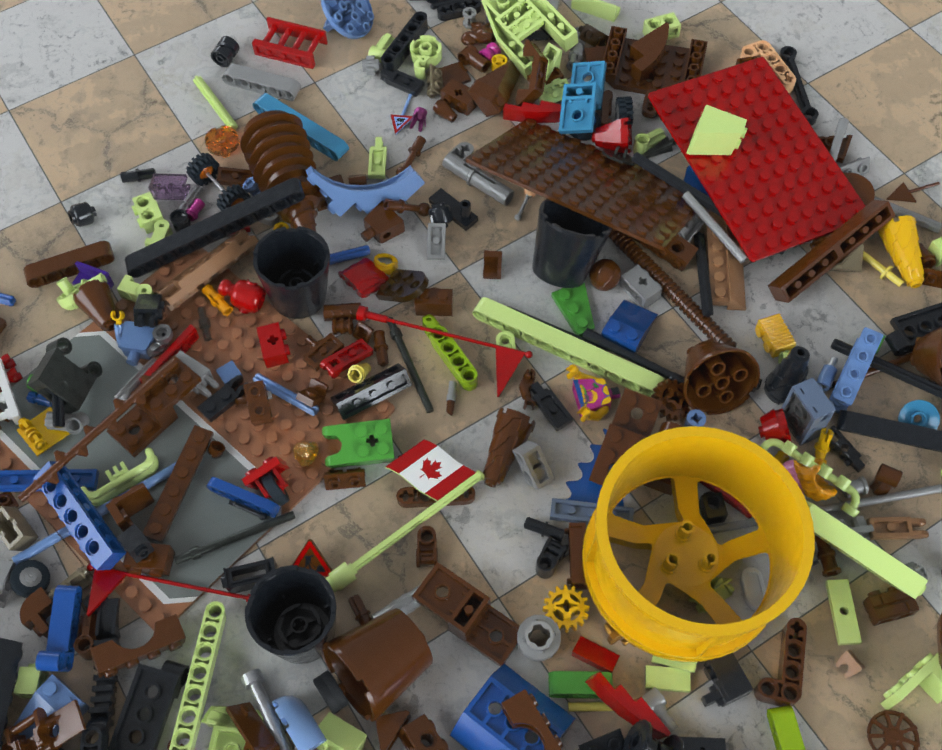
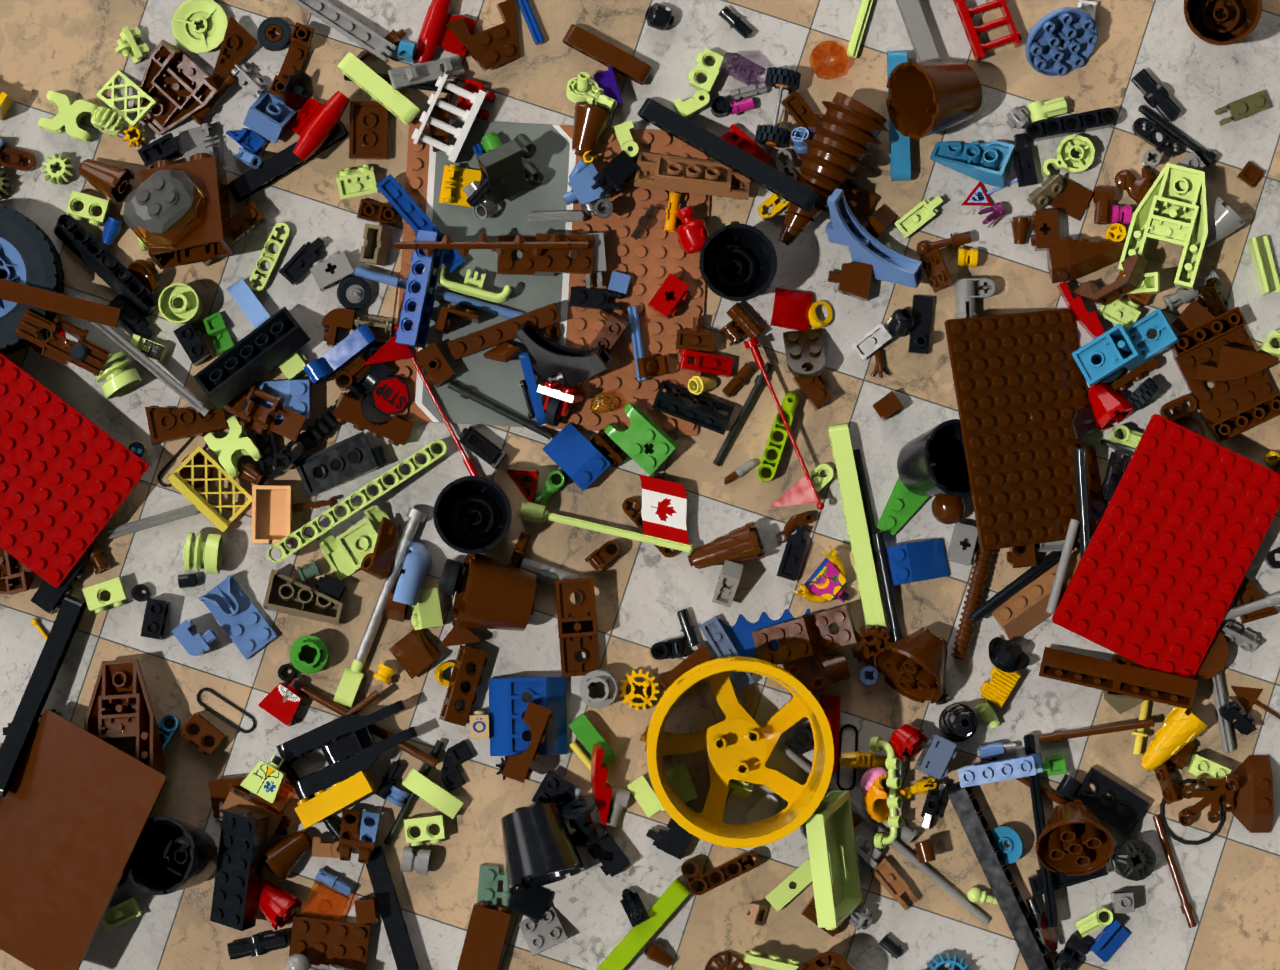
camera: 45 degrees right, 25 degrees up
(135, 543) = (434, 353): black brick -> none
(135, 616) = (390, 395): none -> piece
(183, 343) = (593, 226): red tile -> none
(193, 497) = (504, 352): none -> reddish brown piece
(234, 459) = (553, 358): none -> black arch
(303, 83) = (932, 96): none -> reddish brown cone
(328, 506) = (576, 456): none -> blue slope
(333, 546) = (551, 487): none -> bright green pin
(349, 254) = (799, 273): blue axle -> none
(363, 331) = (740, 354): reddish brown slope -> none
(381, 100) = (981, 161): none -> dark azure wedge
(400, 206) = (879, 283): reddish brown pin -> none
(427, 166) = (936, 270): none -> reddish brown hinge
(433, 150) = (962, 257): none -> yellow wheel
(457, 251) = (879, 365): none -> reddish brown bar
(595, 655) = (622, 735): red slope -> none
(668, 164) = (1108, 484): none -> black hinge
(717, 133) = (1146, 506): yellowish green slope -> none
(756, 310) = (1007, 655): none -> black hat
(848, 324) = (1059, 736): none -> reddish brown bar
(911, 202) = (1243, 722): none -> black hinge

